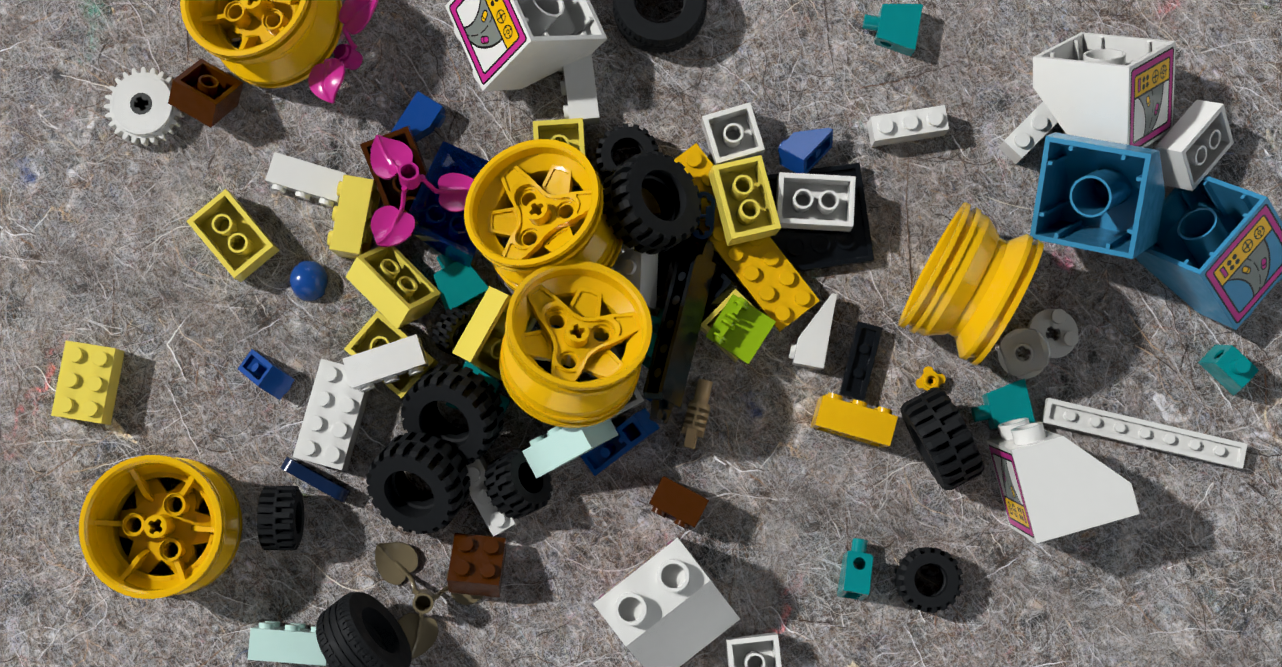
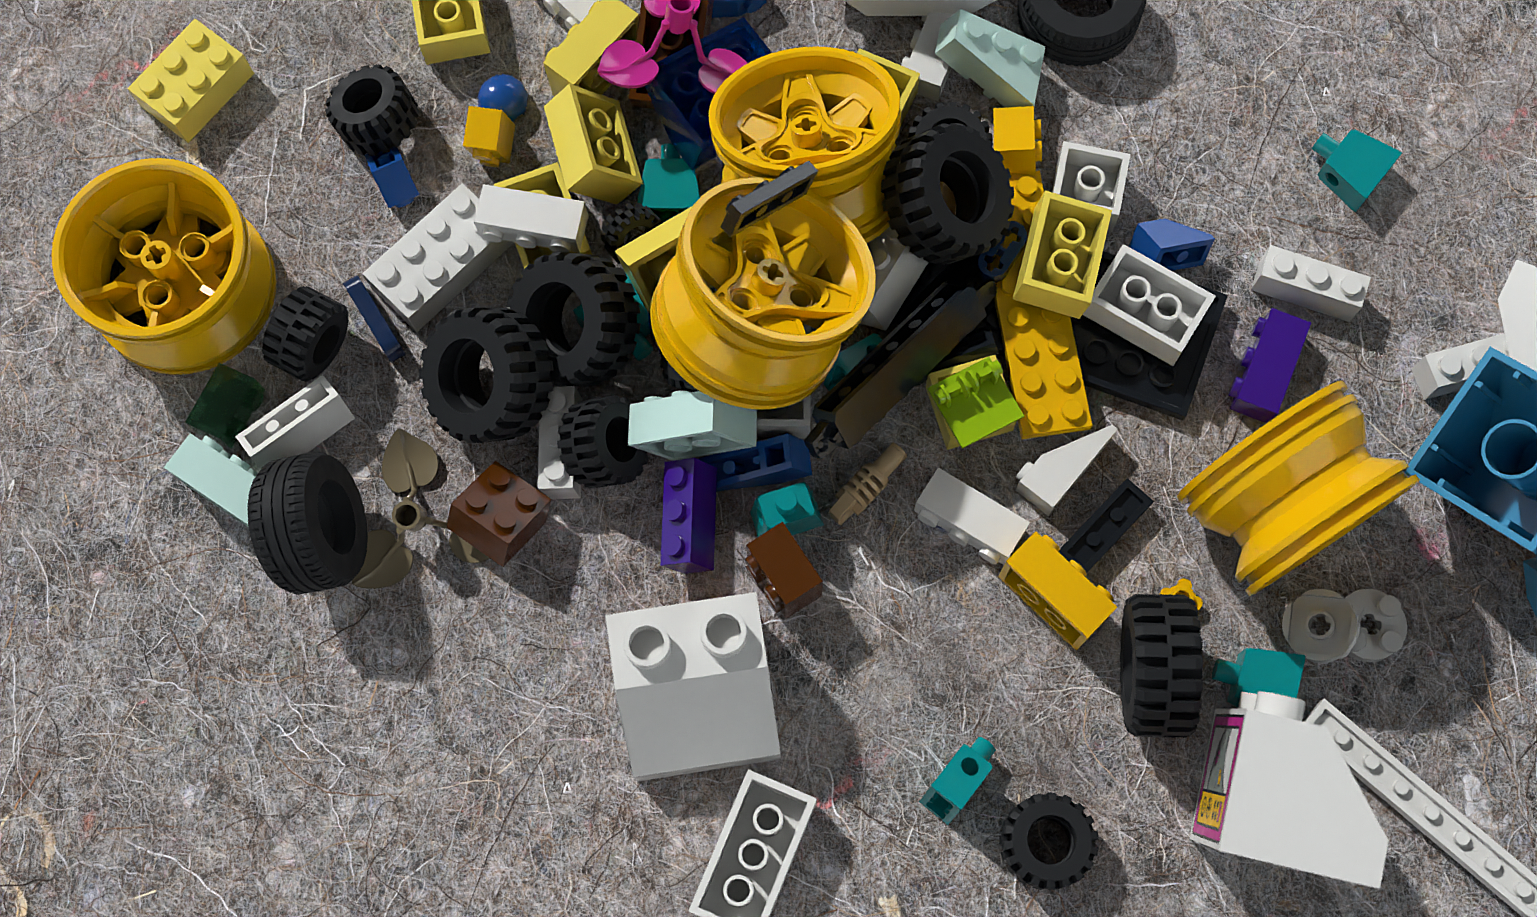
camera: 30 degrees right, 10 degrees down
(211, 333) = (372, 110): none -> black tyre
(254, 591) = (225, 405): none -> clear green brick
(310, 581) = (296, 424): none -> white brick
(319, 316) = (489, 136): none -> yellow brick
(549, 287) = (768, 198): none -> plate
(597, 498) = (688, 516): none -> dark purple brick
(625, 79) = (992, 57): none -> light aqua wedge
(657, 462) = (790, 505): none -> teal torso
(668, 129) = (1015, 138): none -> yellow brick
(774, 401) = (970, 517): none -> white brick
(908, 196) = (1268, 365): none -> dark purple brick

